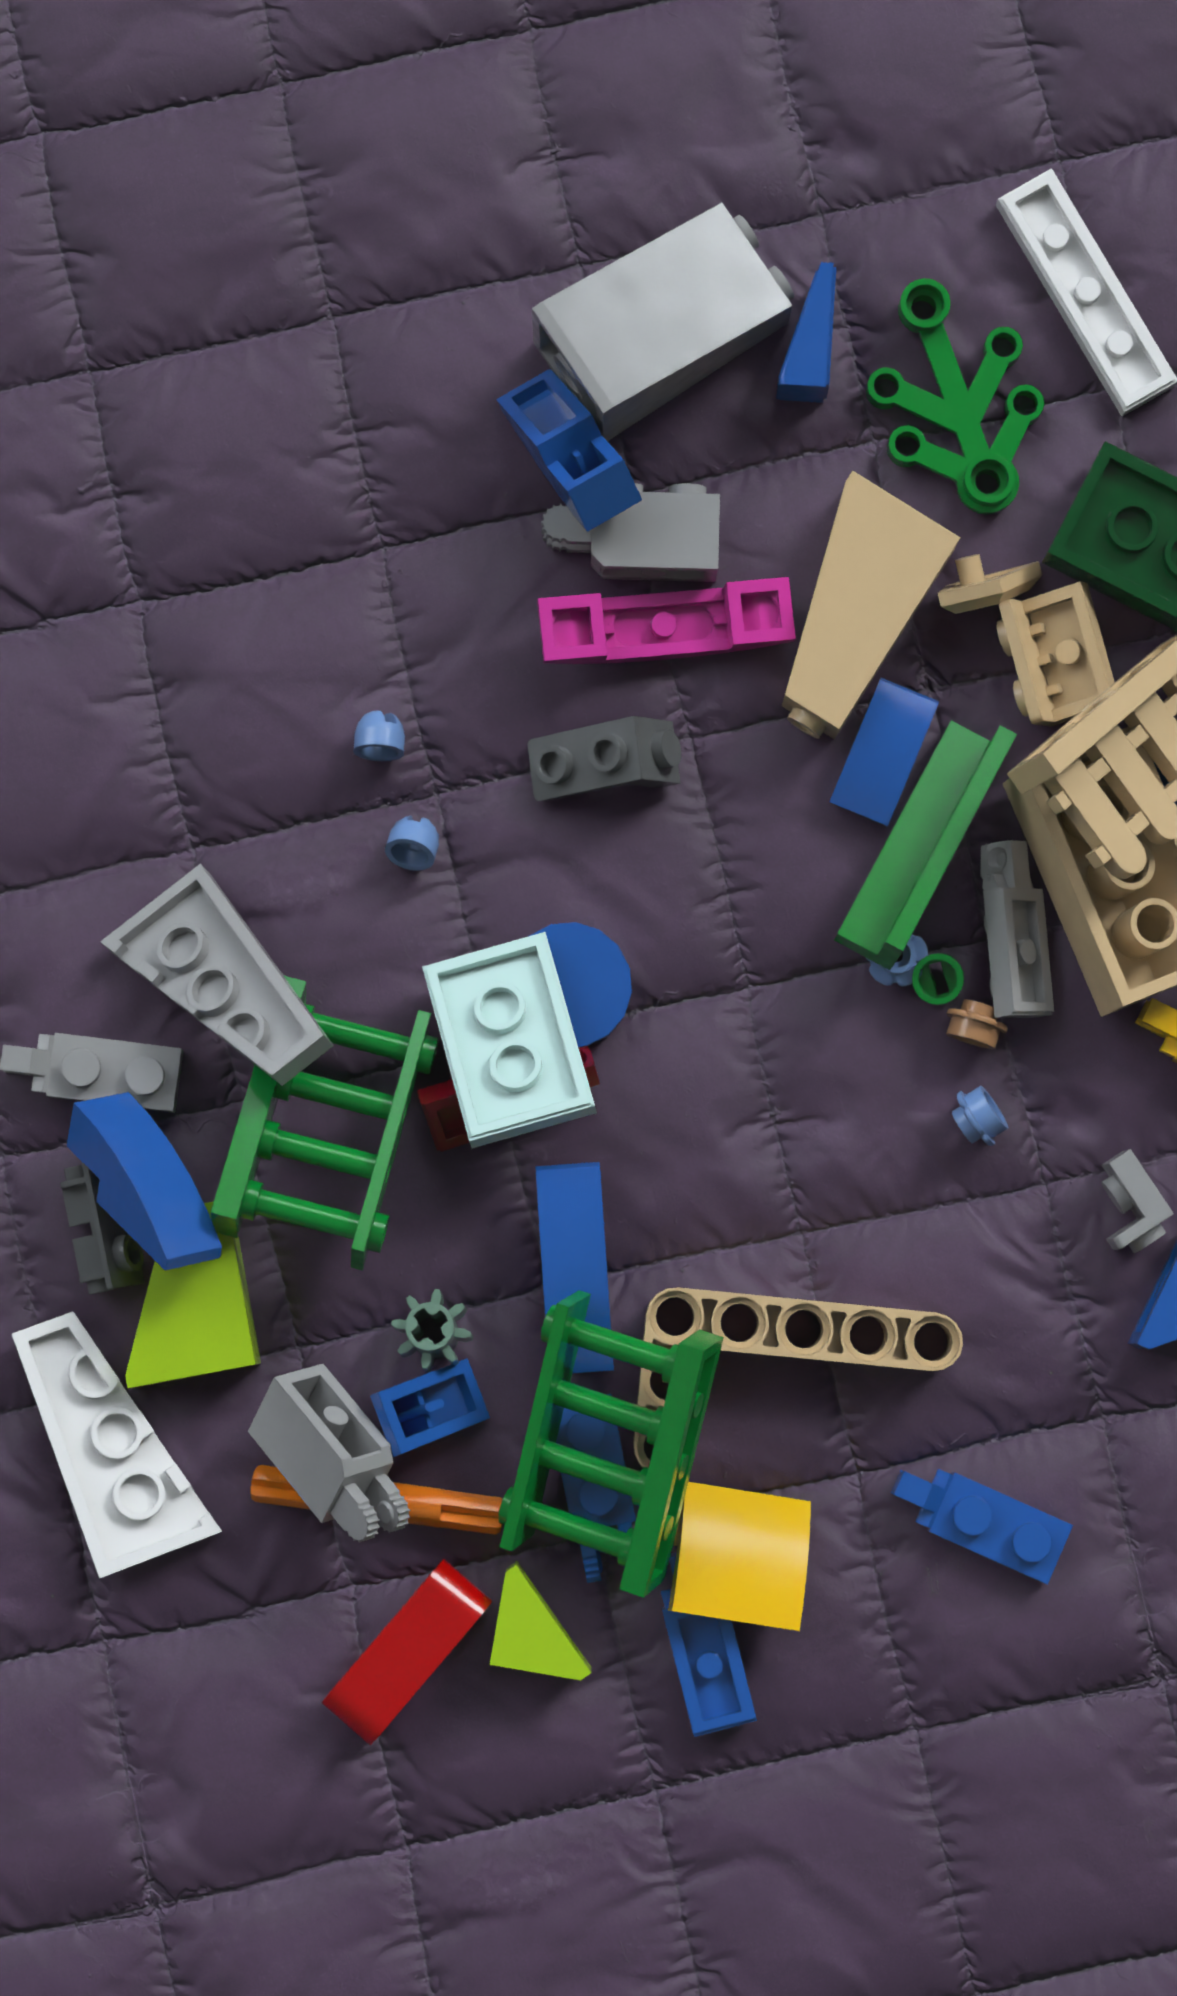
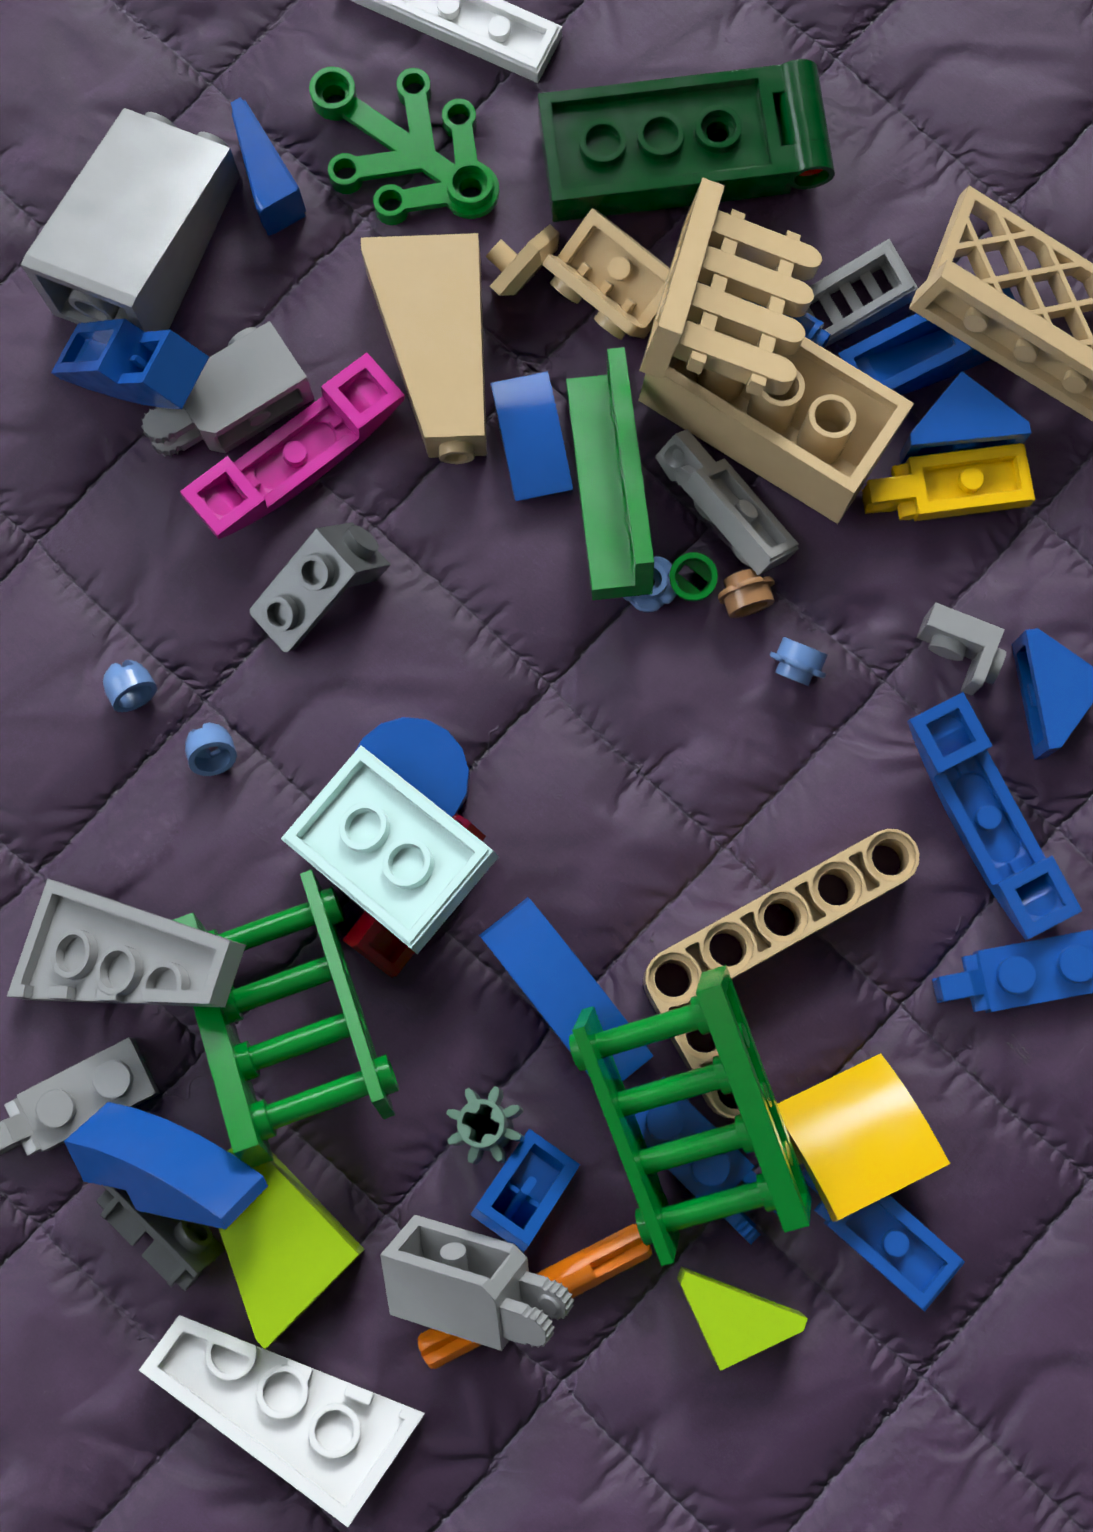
camera: 30 degrees left, 5 degrees down
(406, 1652) = (644, 1407): red beam -> none
(1048, 1367) = (988, 818): none -> blue slope

